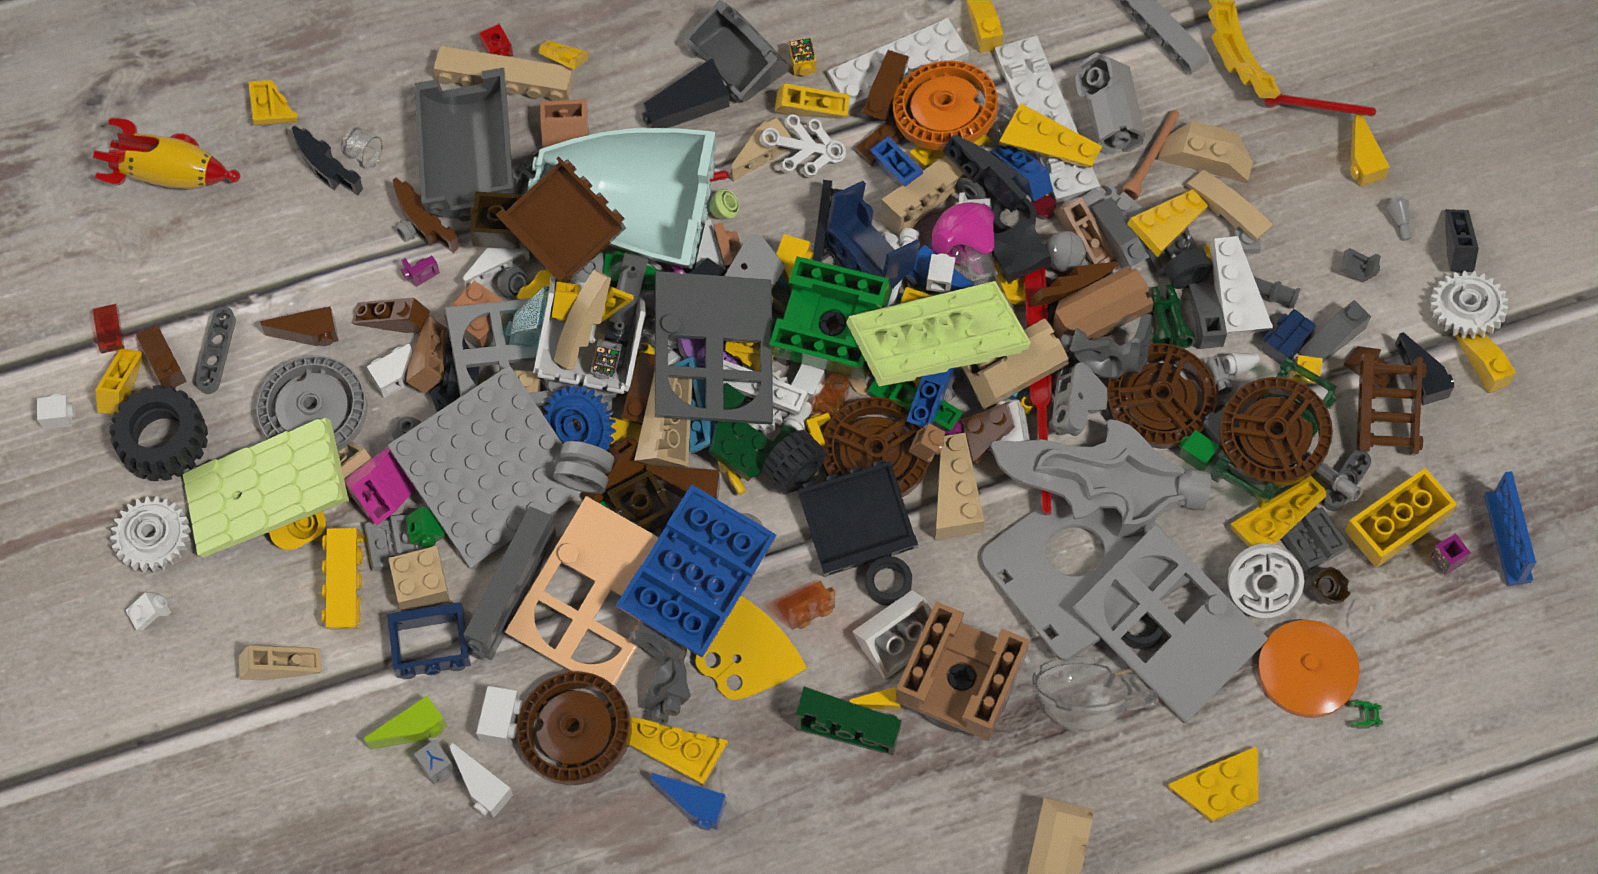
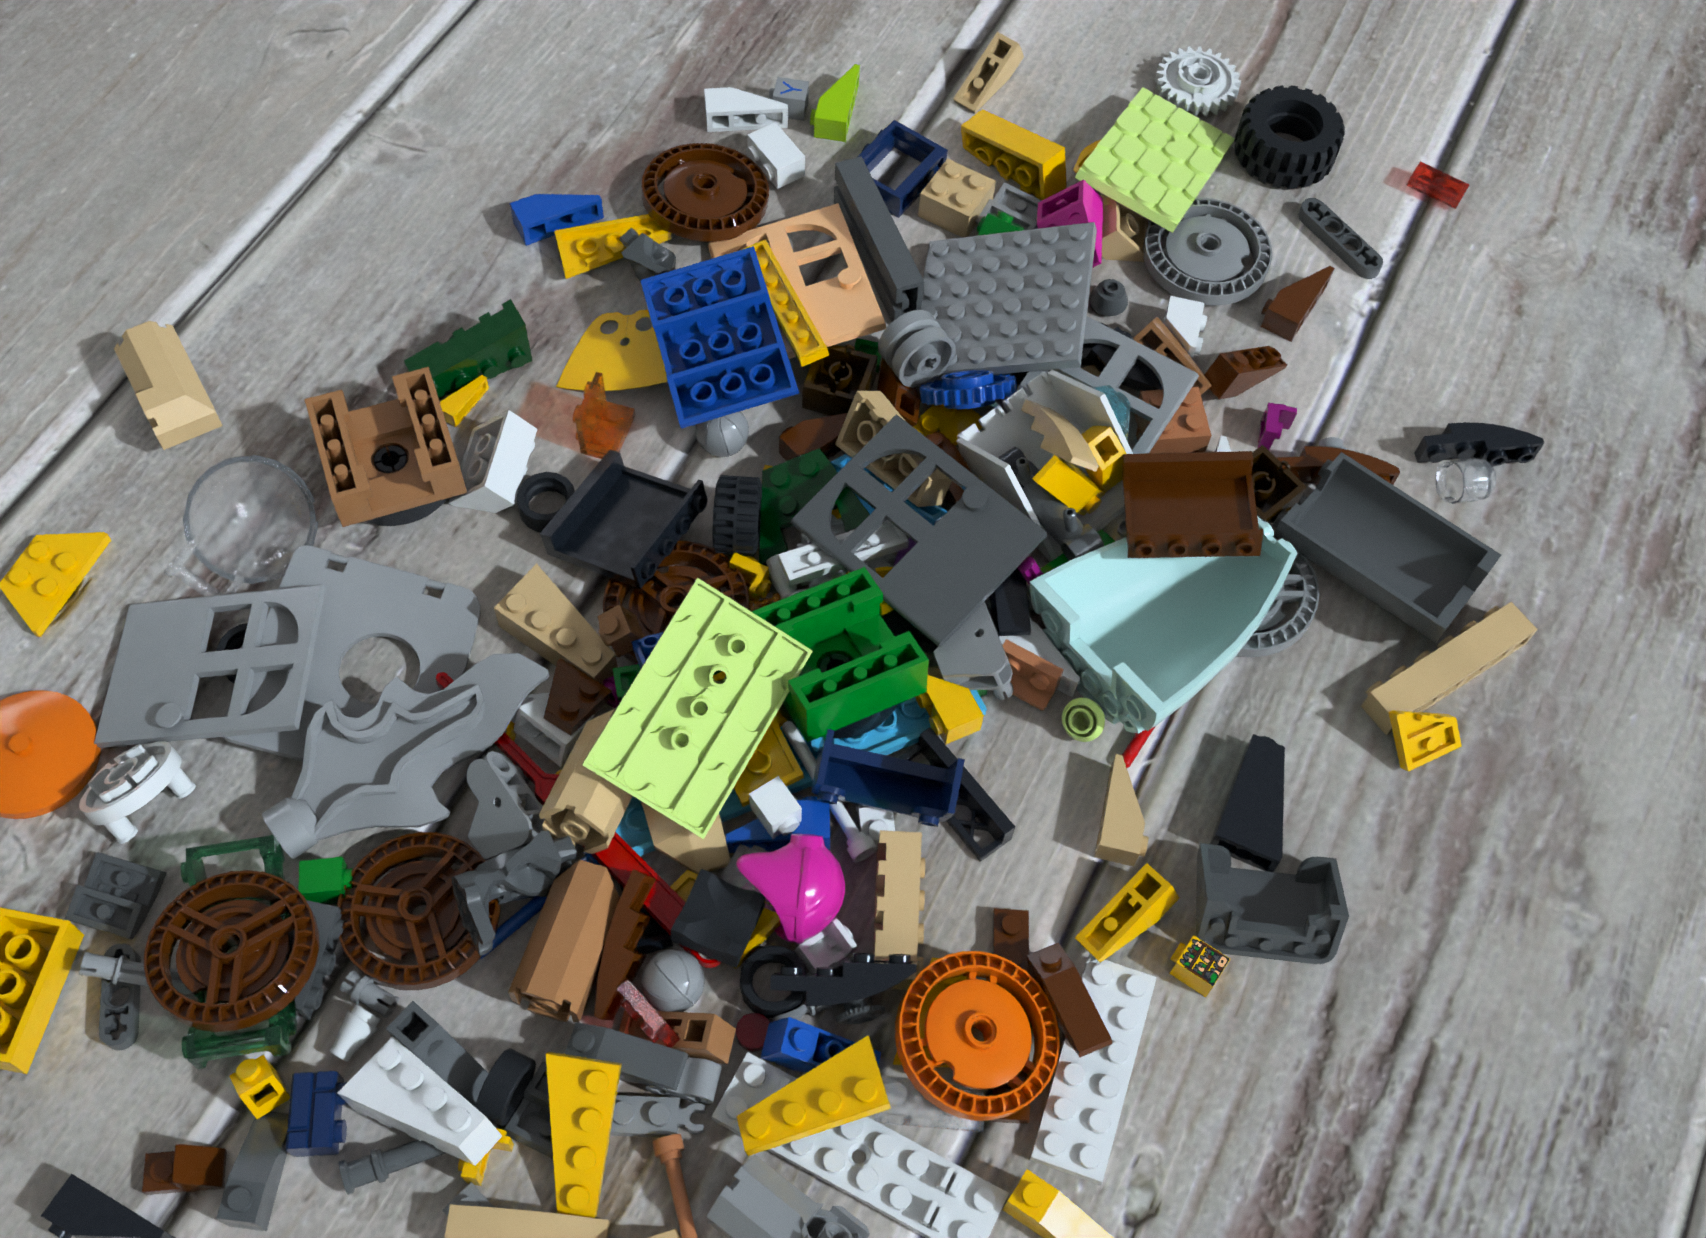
camera: 130 degrees right, 5 degrees down
(55, 411) = (1385, 101): white brick -> none
(118, 381) = (1373, 155): yellow slope -> none
(147, 609) = (1129, 41): white bracket -> none
(160, 160) = (1589, 326): piece -> none
(161, 357) = (1368, 194): reddish brown slope -> none
(268, 104) = (1595, 456): yellow wing -> none
(495, 41) = (1496, 691): red brick -> none
(563, 121) = (1325, 660): nougat slope -> none
(606, 359) = (1004, 438): brick -> none
(630, 559) = (789, 310): none -> yellow tile
(805, 144) = (1075, 853): white plant -> none
(895, 162) = (954, 908): blue slope -> none
(1095, 229) = (654, 1024): none -> clear red plate
(1183, 335) = (453, 1002): dark green piece -> none
(1280, 514) = (162, 877): yellow wing -> none
(1330, 586) = (53, 847): dark brown hair -> none
(1367, 415) = (150, 1107): reddish brown fence -> none

